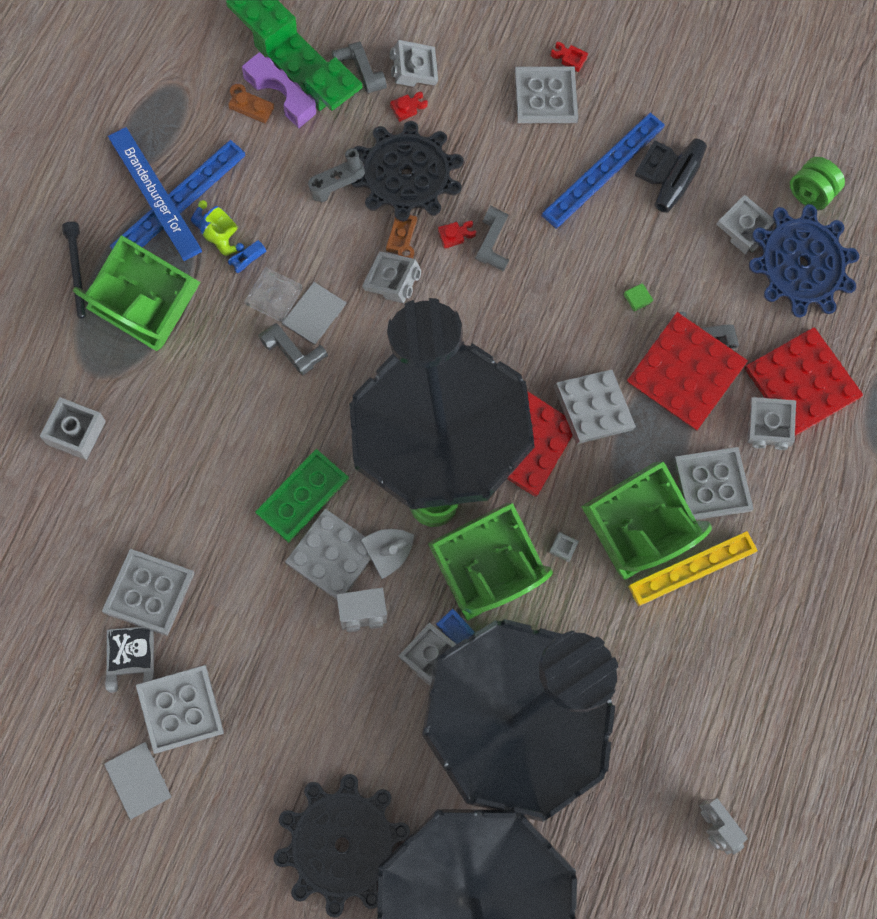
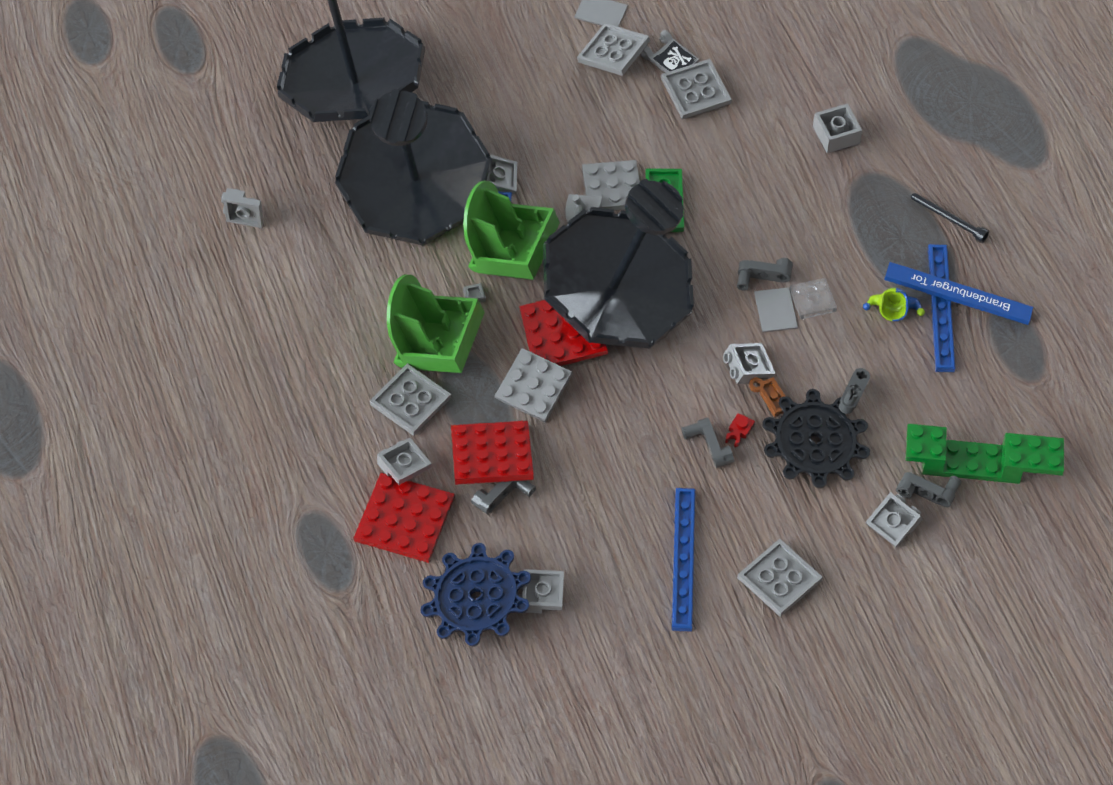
camera: 145 degrees right, 15 degrees down
(139, 293) = (887, 208): bright green plate -> none
(250, 104) = (972, 404): dark orange hinge -> none
(250, 254) = (855, 308): blue bar -> none
(263, 74) = (986, 428): medium lavender arch -> none
(314, 838) = (470, 46): black plate -> none
(362, 609) = (562, 161): light grey brick -> none
(407, 107) = (867, 491): red plate -> none
(570, 57) = (791, 623): red plate -> none
(638, 297) = (572, 485): bright green tile -> none
(672, 171) = (630, 591): black plate -> none
(692, 568) = (370, 353): yellow plate -> none
(817, 182) = (515, 657): bright green wheel -> none

